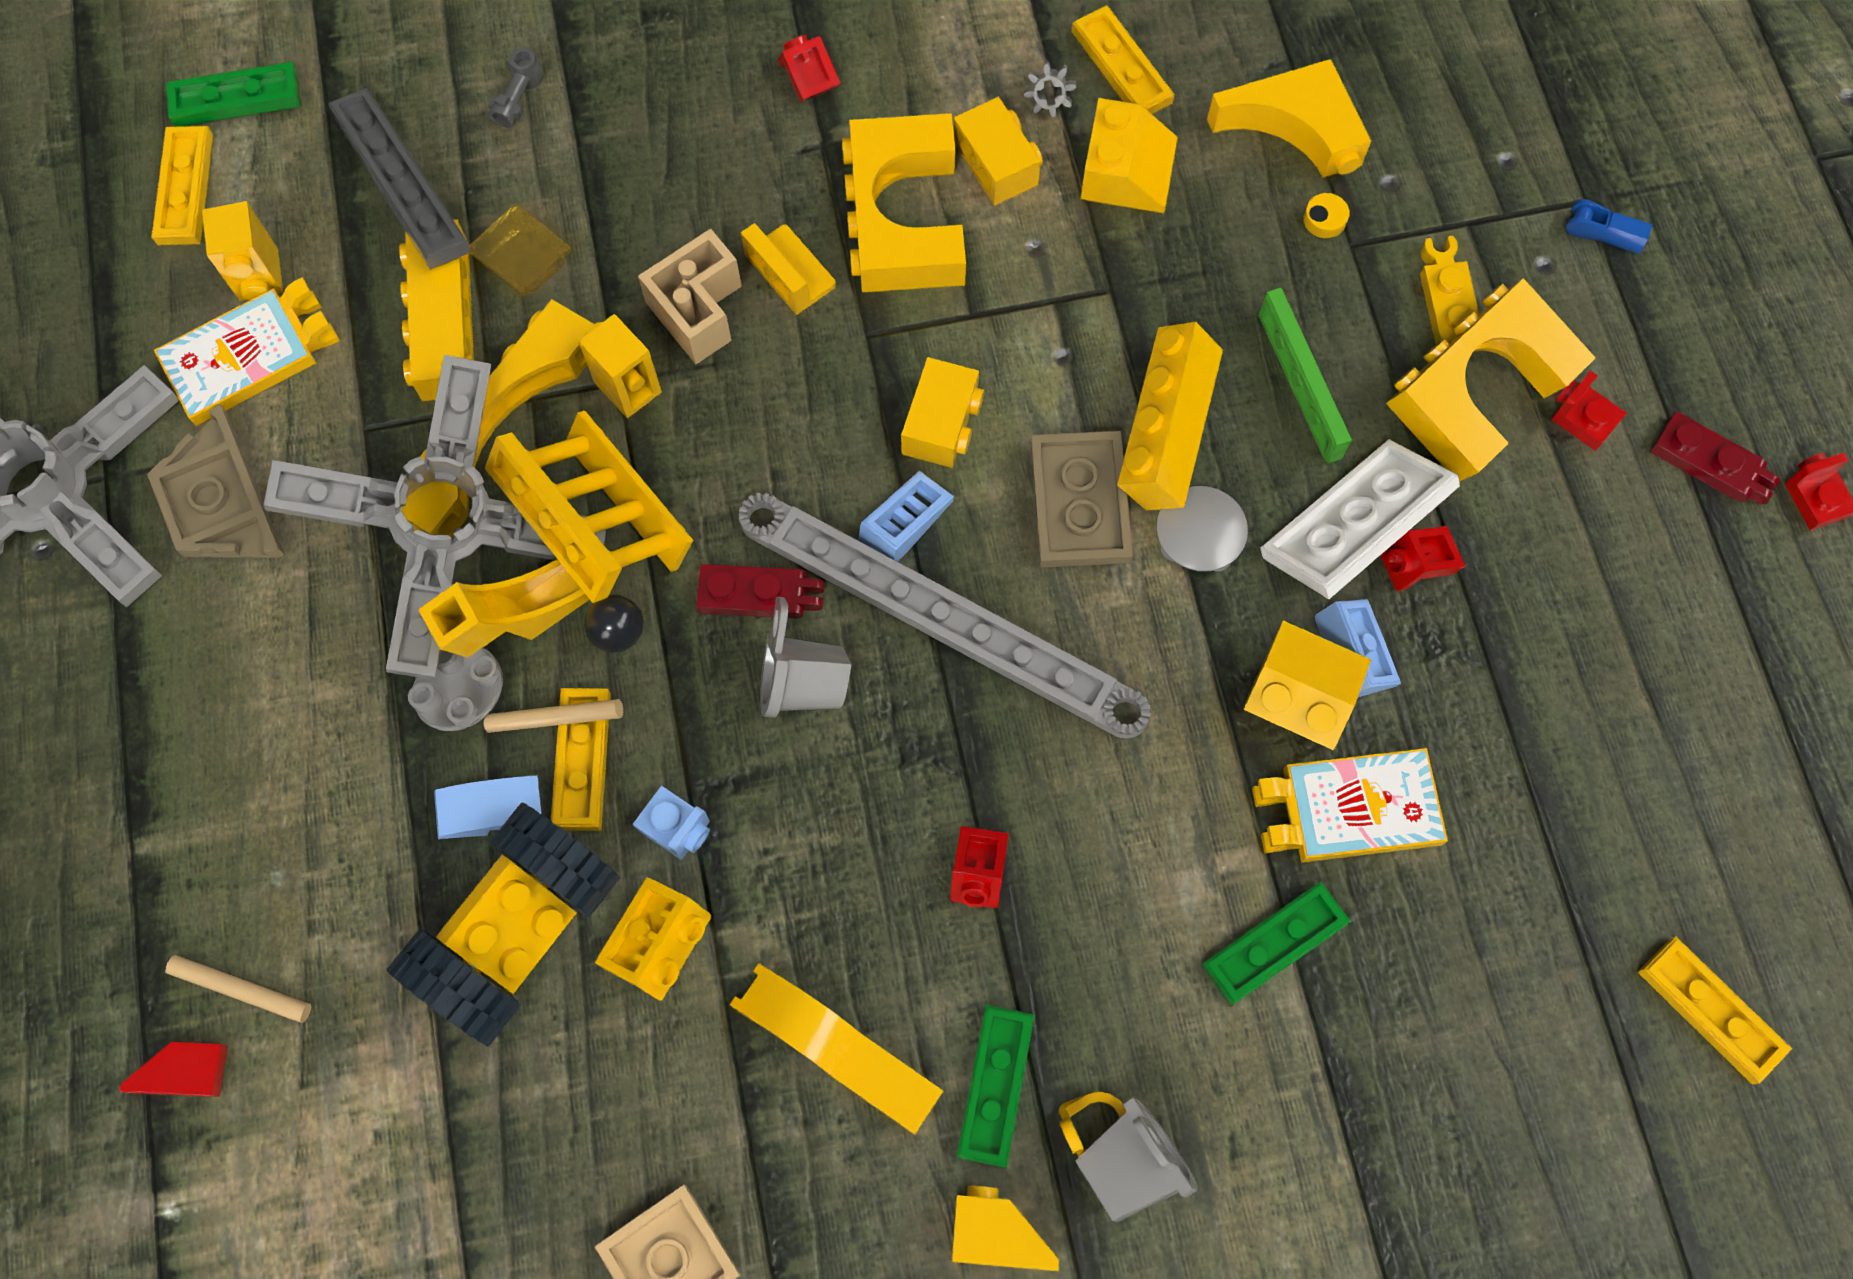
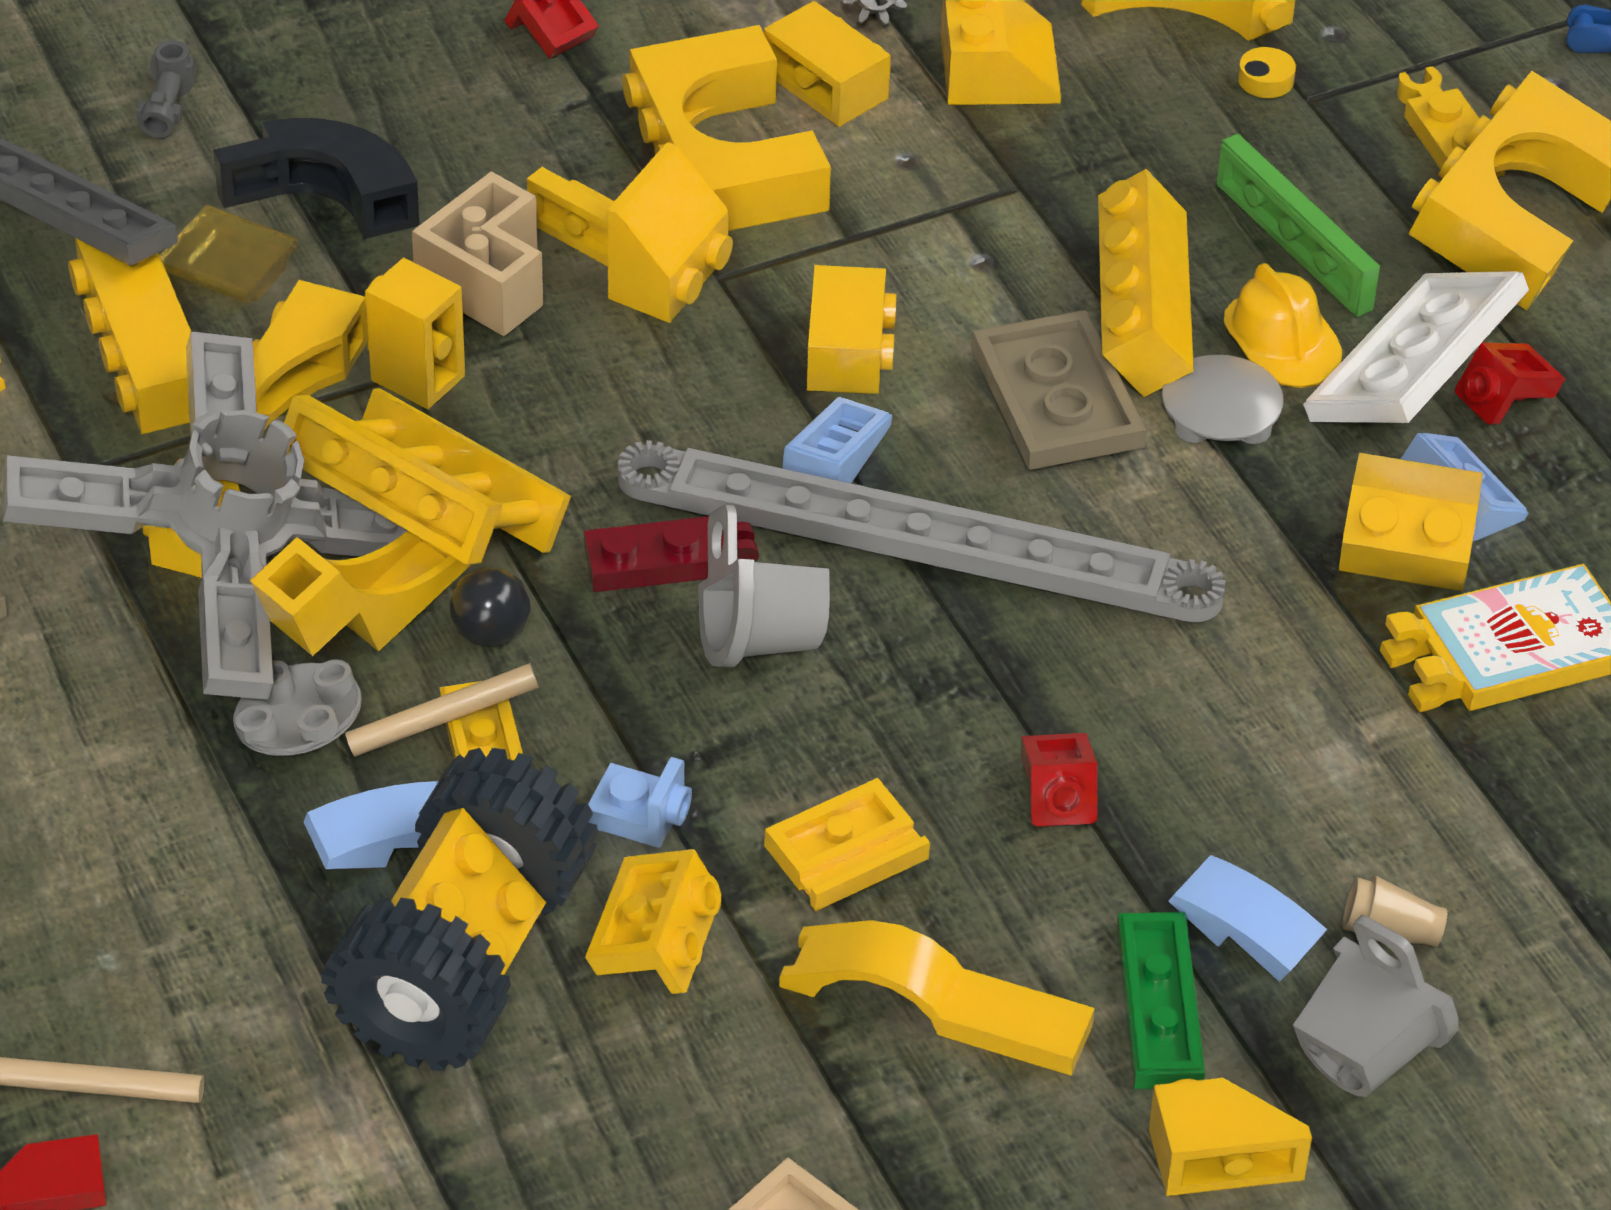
camera: 15 degrees left, 25 degrees down
(607, 175) = (327, 161): none -> black arch
(808, 897) = (846, 844): none -> yellow plate
(828, 305) = (665, 237): none -> yellow slope
(1075, 1105) = (1280, 1003): yellow piece -> none
(1079, 1028) = (1254, 914): none -> light blue slope
(1181, 1052) = (1395, 909): none -> tan cone
(1266, 473) = (1282, 328): none -> yellow piece
(1275, 943) = (1466, 794): green tile -> none

